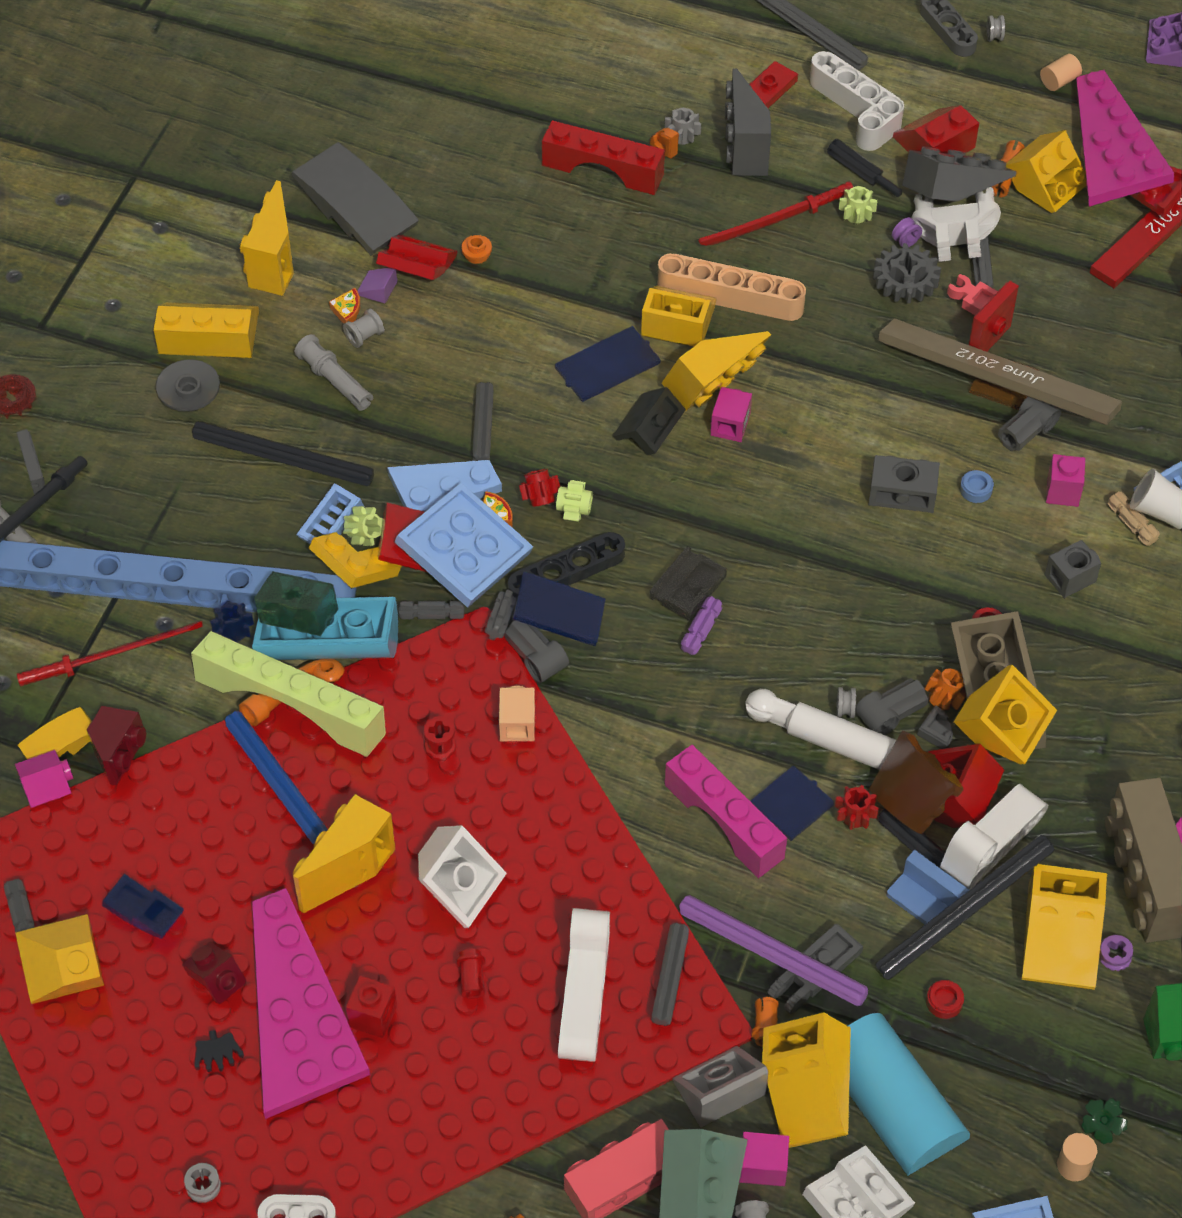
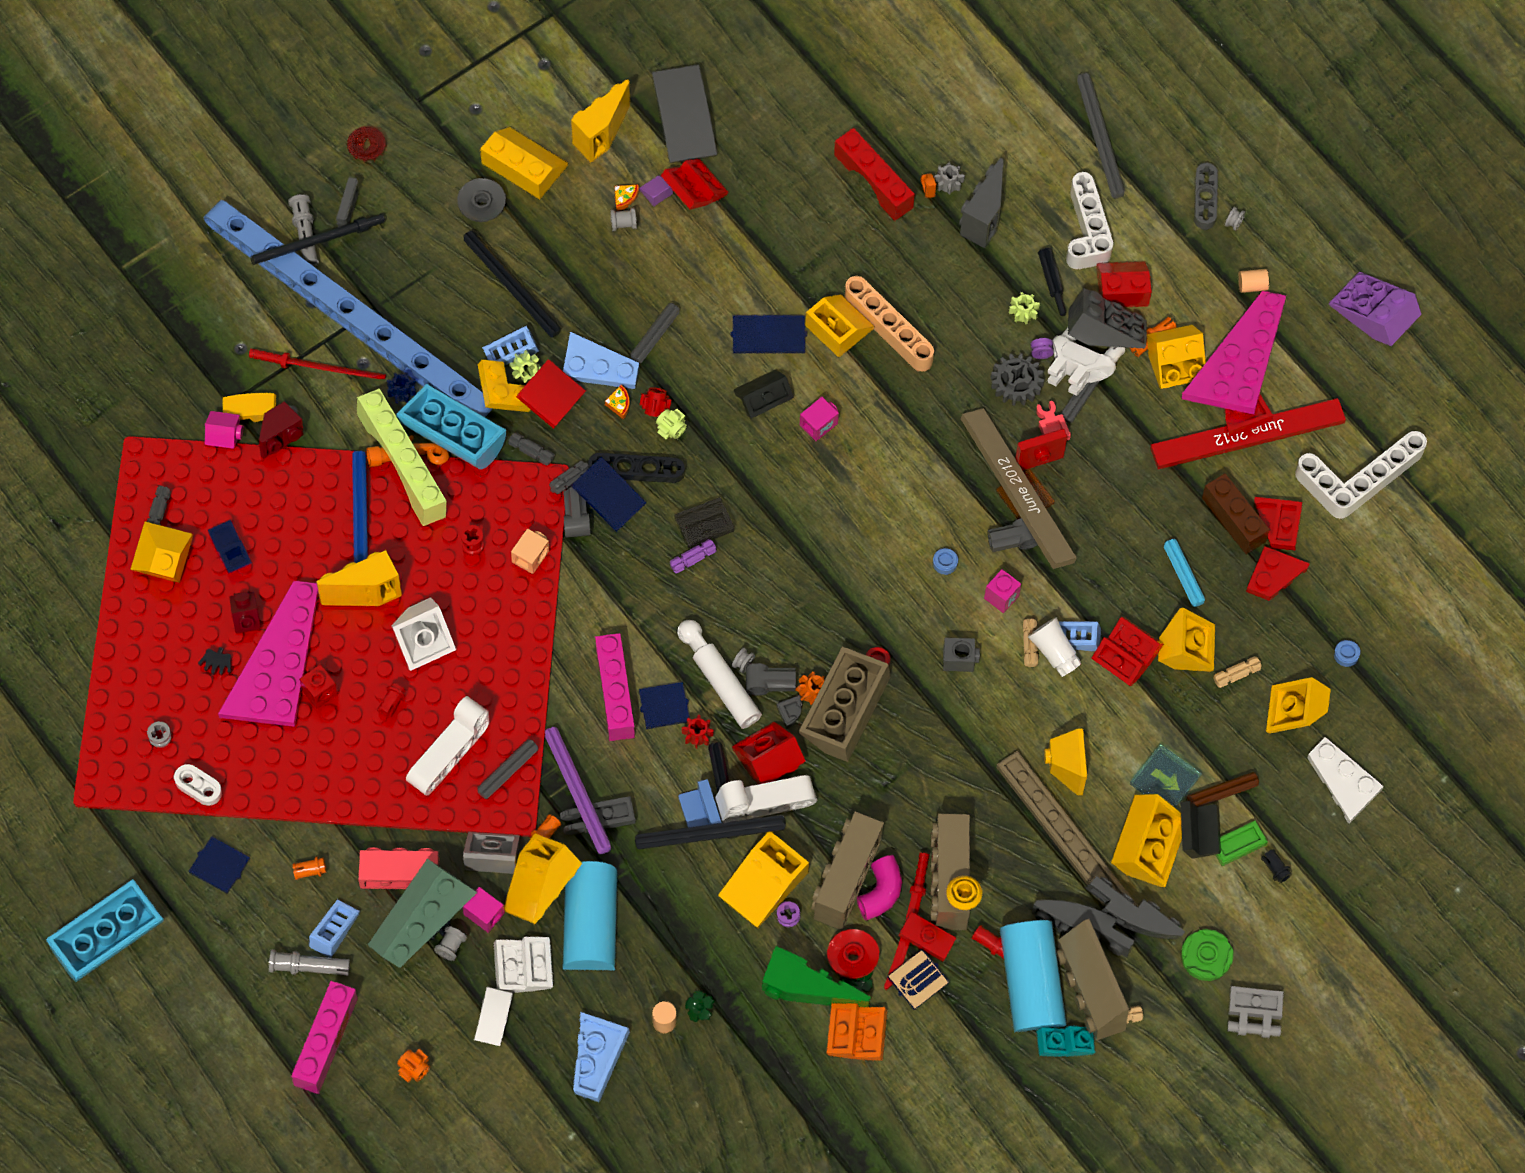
camera: 30 degrees right, 10 degrees up
(296, 603) = (438, 401): clear green brick -> none
(325, 364) = (580, 233): light grey pin -> none
(463, 544) = (577, 416): light blue plate -> none
(476, 248) = (741, 204): orange plate -> none
(712, 366) = (822, 377): yellow slope -> none
(773, 83) = (1036, 178): red plate -> none
(809, 204) = (994, 288): red sword -> none
(904, 483) = (901, 544): dark grey brick -> none
(914, 784) = (732, 737): reddish brown slope -> none
(945, 999) = (663, 880): red tile -> none
(1006, 715) = (821, 728): yellow slope -> none

